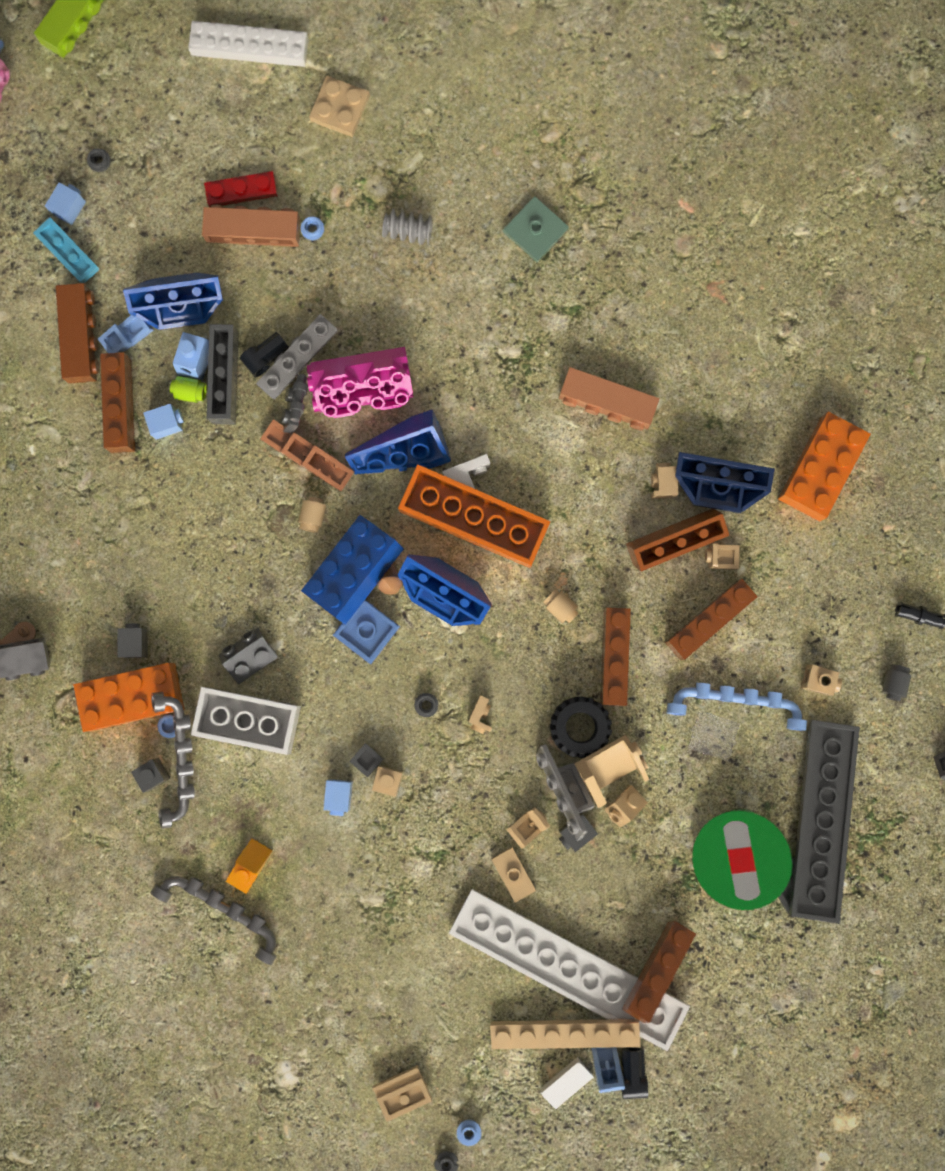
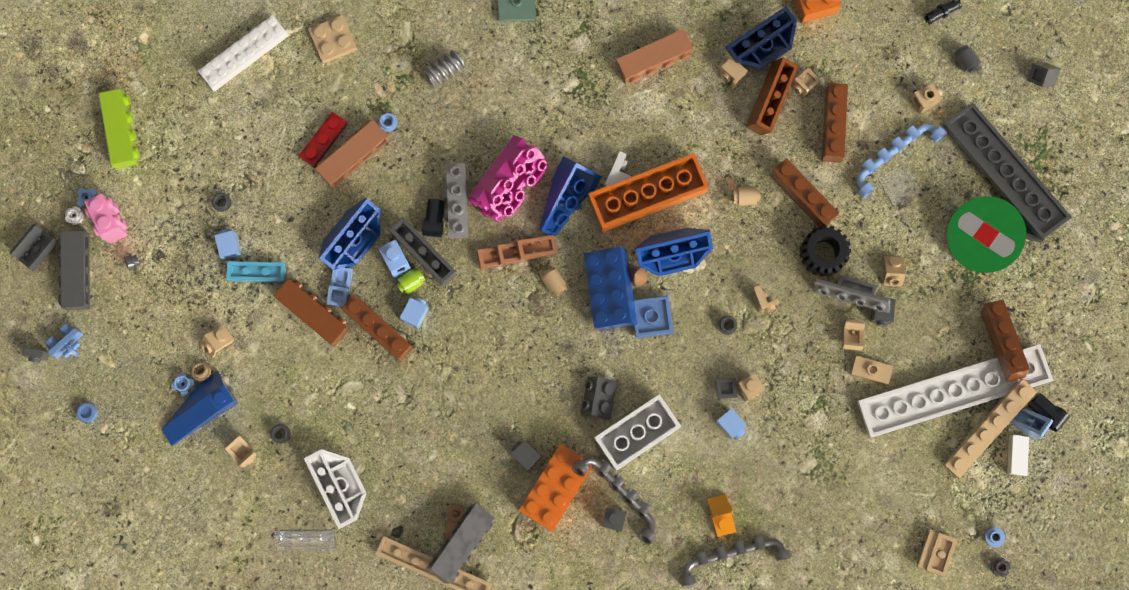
camera: 50 degrees left, 5 degrees down
(166, 727) = (594, 482): medium blue tile -> none
(295, 406) = (483, 228): dark grey plate -> none
(610, 765) = (863, 254): tan panel -> none

